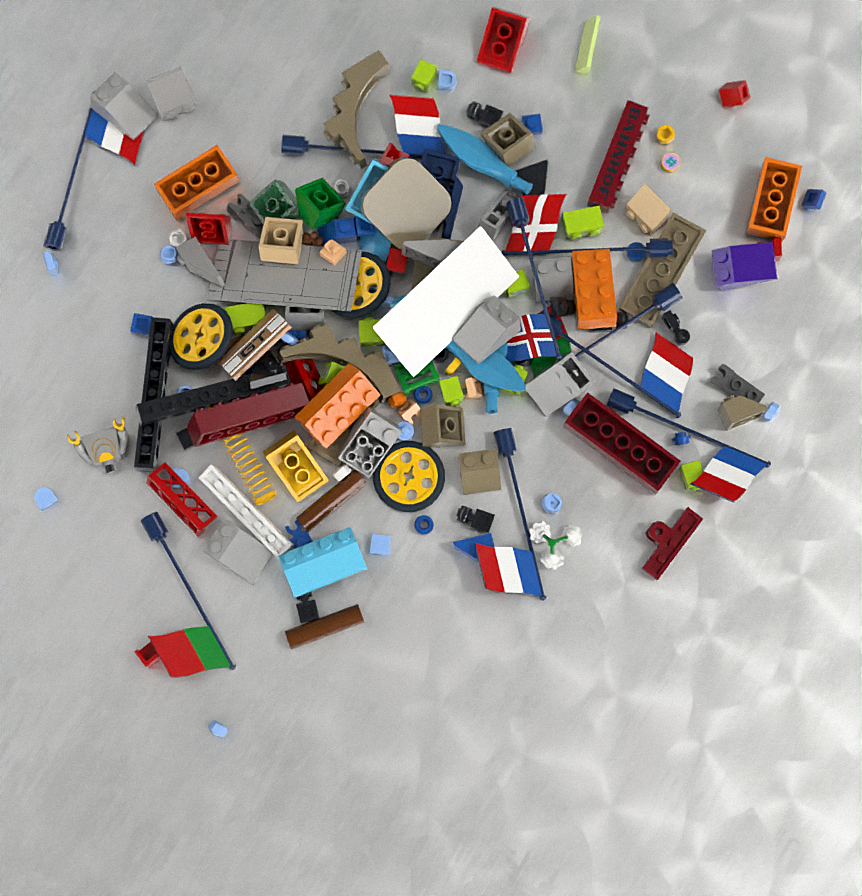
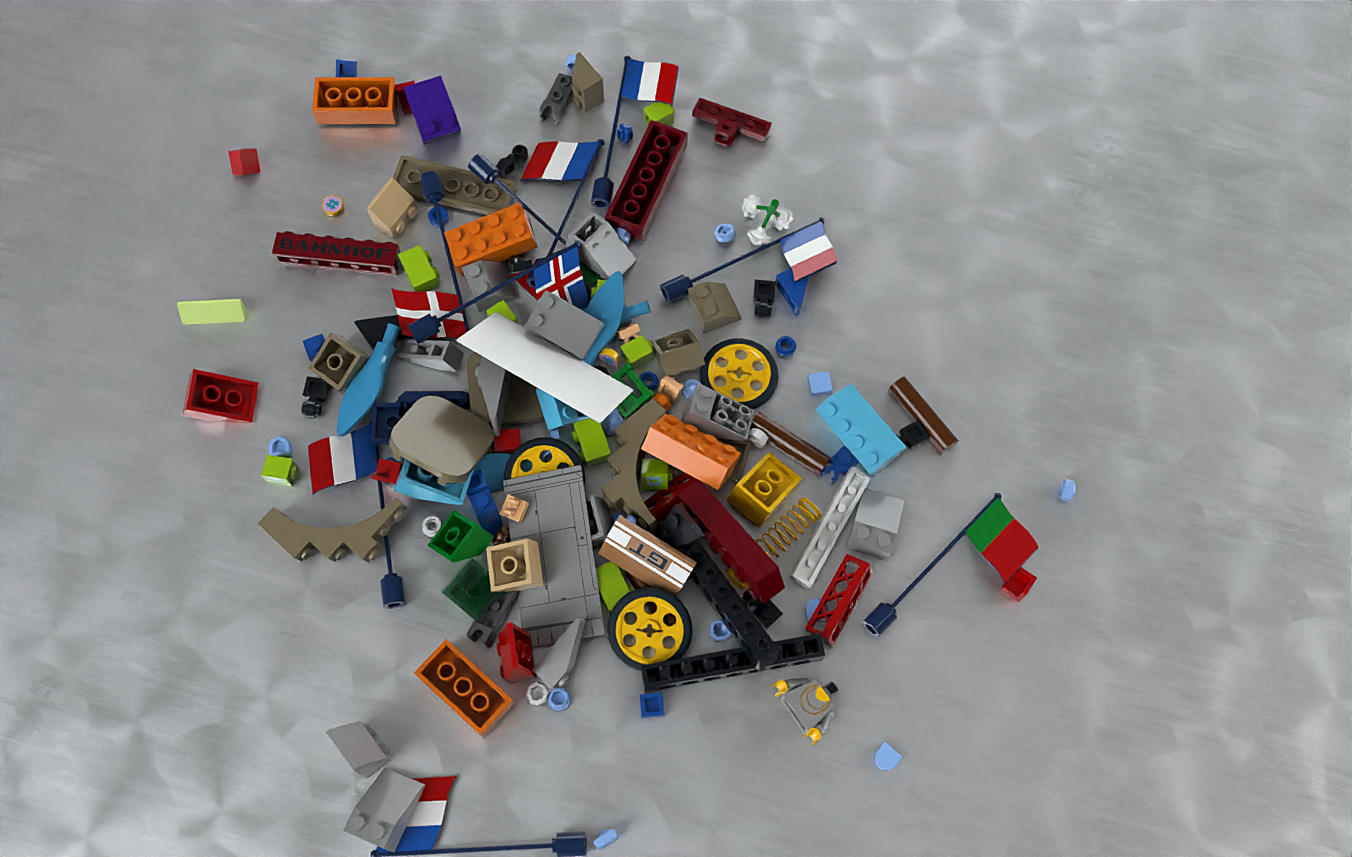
camera: 110 degrees left, 10 degrees down
(665, 134) = (302, 215): yellow tile -> none

